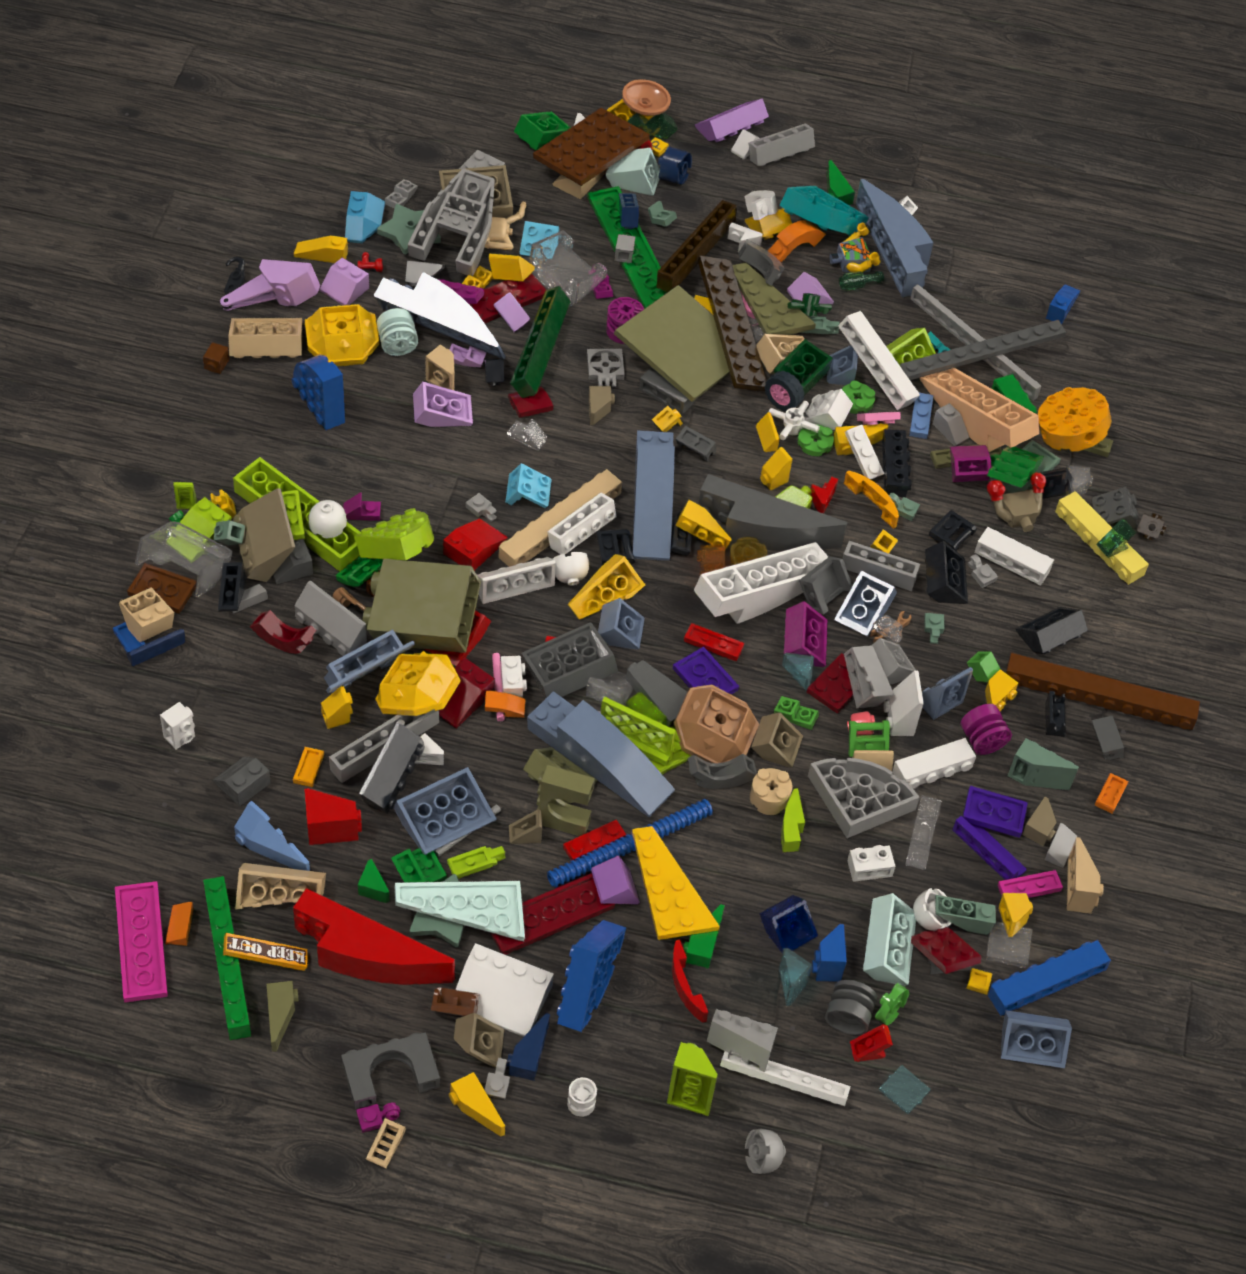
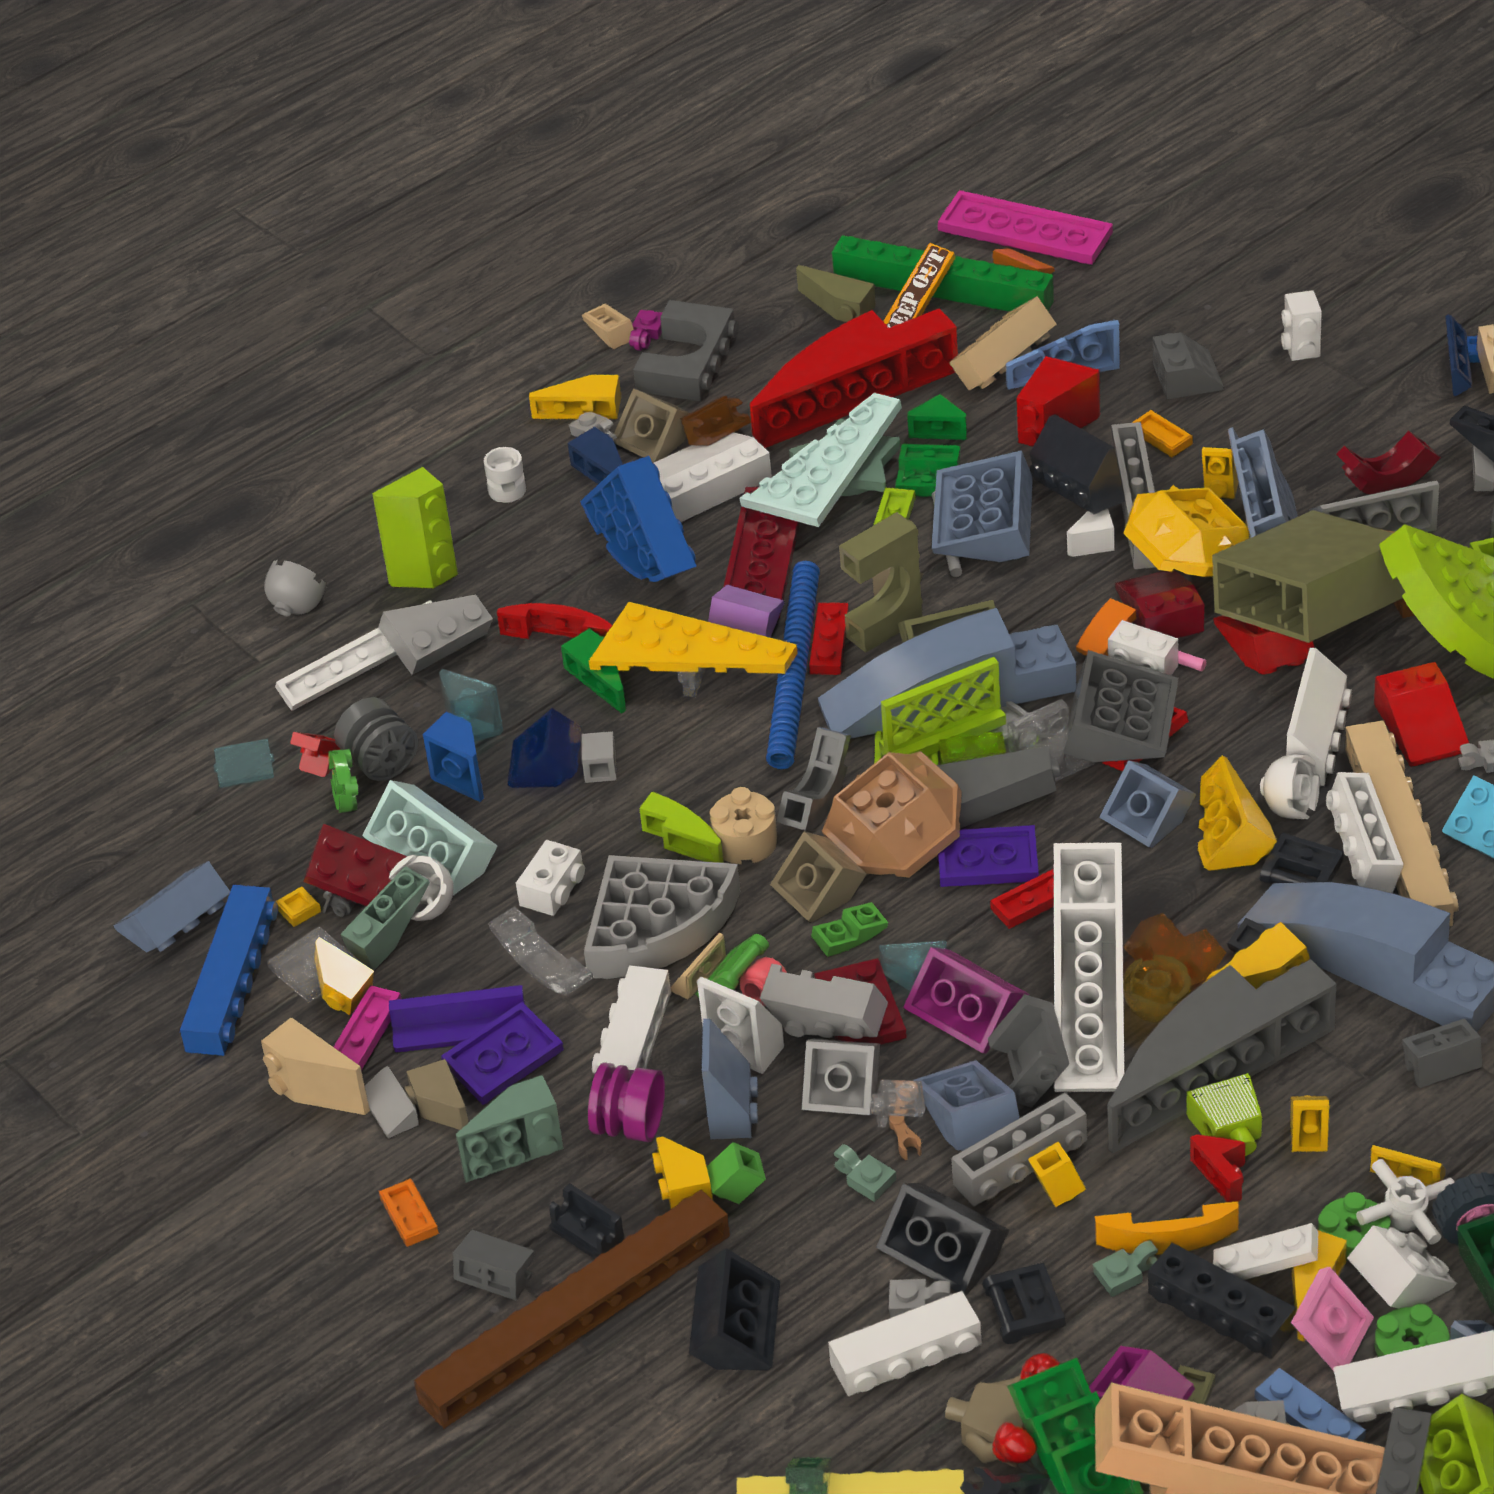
camera: 135 degrees right, 10 degrees down
(770, 893) = (599, 757): none -> light grey brick

